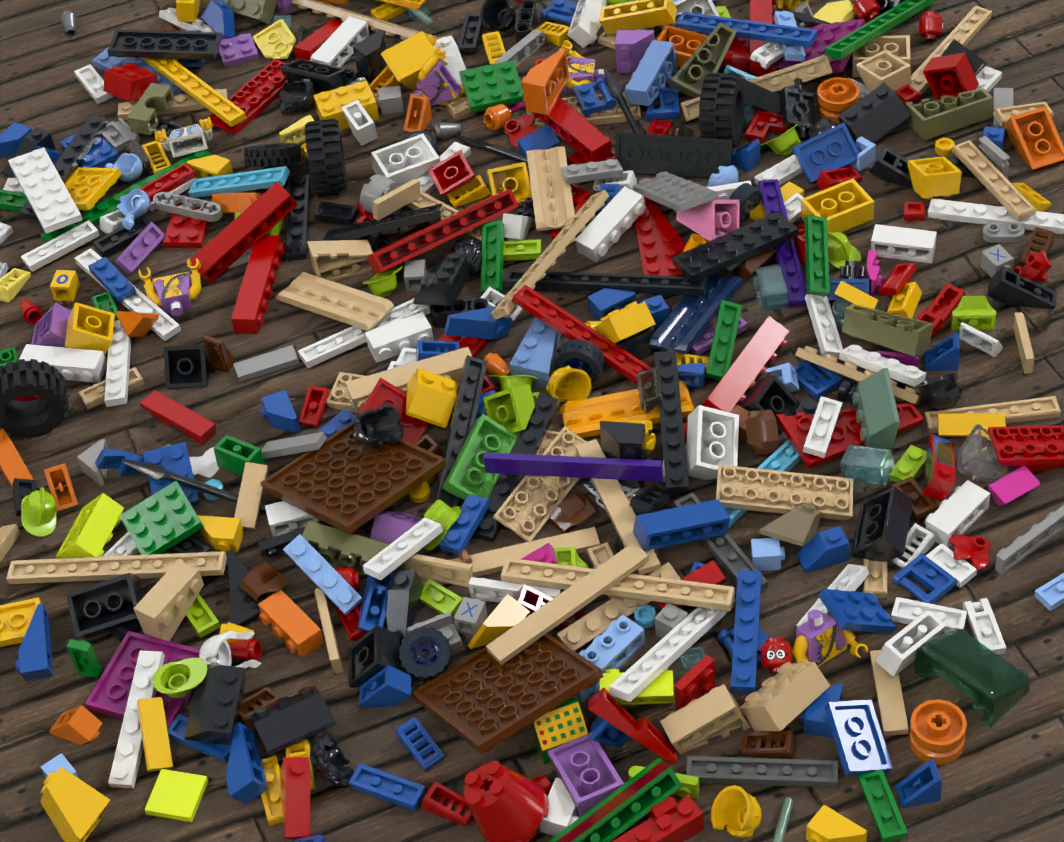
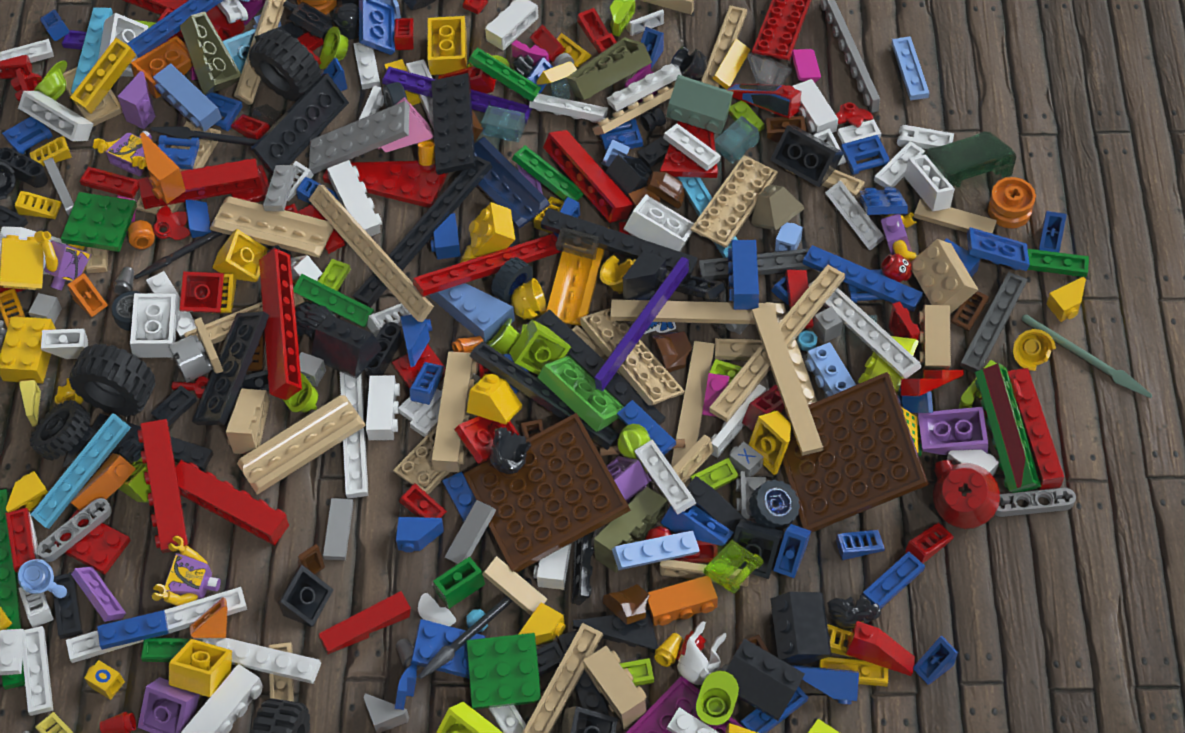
camera: 70 degrees left, 10 degrees up
(335, 636) = (728, 562): none -> clear neon green plate
(657, 308) = (471, 208): blue slope -> none
(726, 176) = (355, 104): light blue hair -> none
(824, 550) = (806, 195): blue slope -> none
(884, 299) = (563, 58): none -> light grey tile

